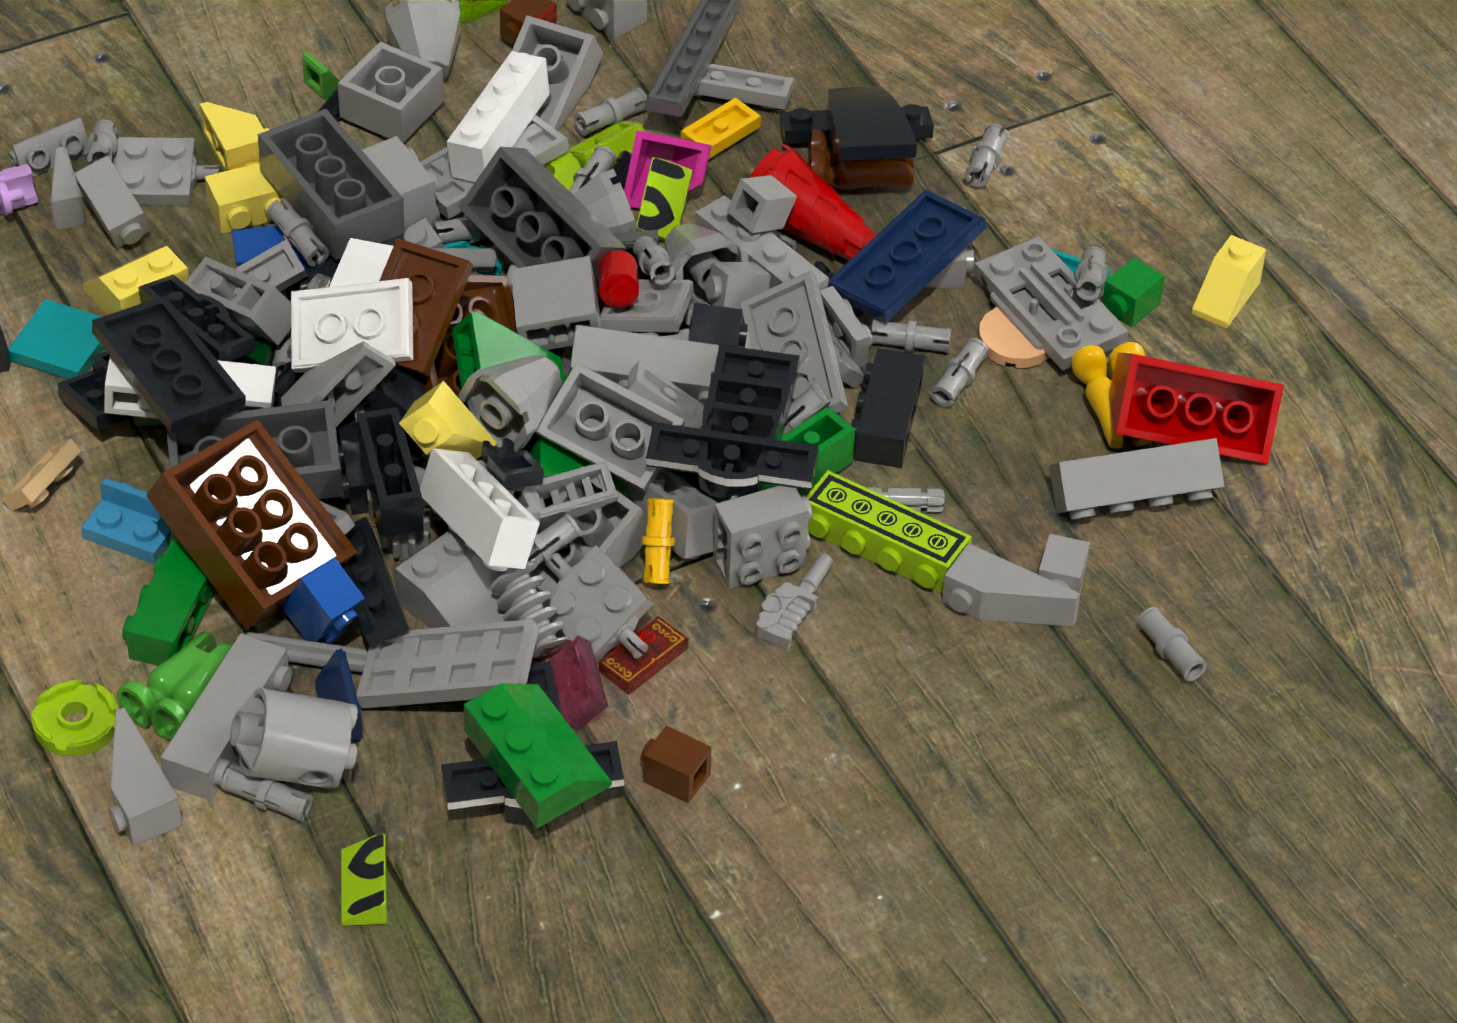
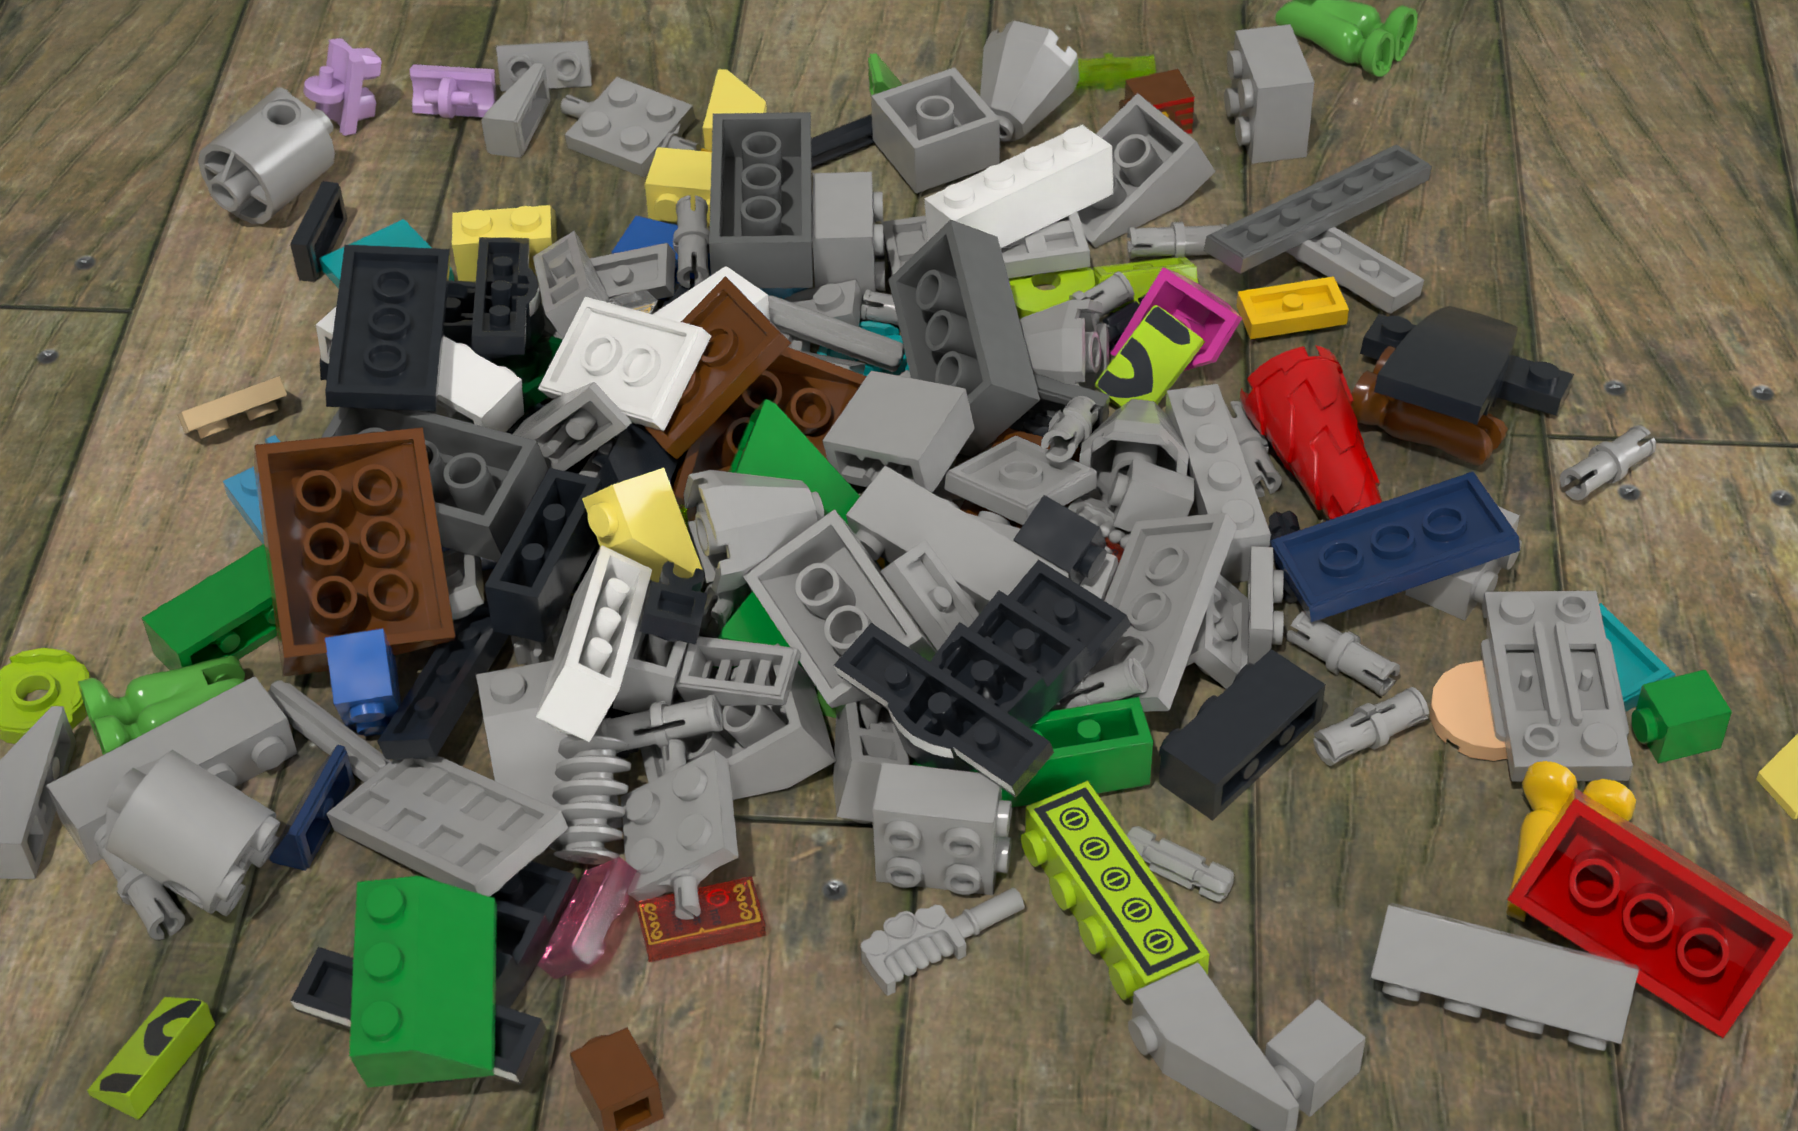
camera: 35 degrees right, 0 degrees up
(102, 141) = (591, 78): light grey pin -> none
(112, 202) = (545, 140): light grey brick -> none
(618, 279) = (997, 433): red brick -> none
(658, 540) = (811, 778): yellow pin -> none
(761, 203) = (1240, 409): light grey brick -> none
(1090, 273) = (1628, 667): light grey pin -> none

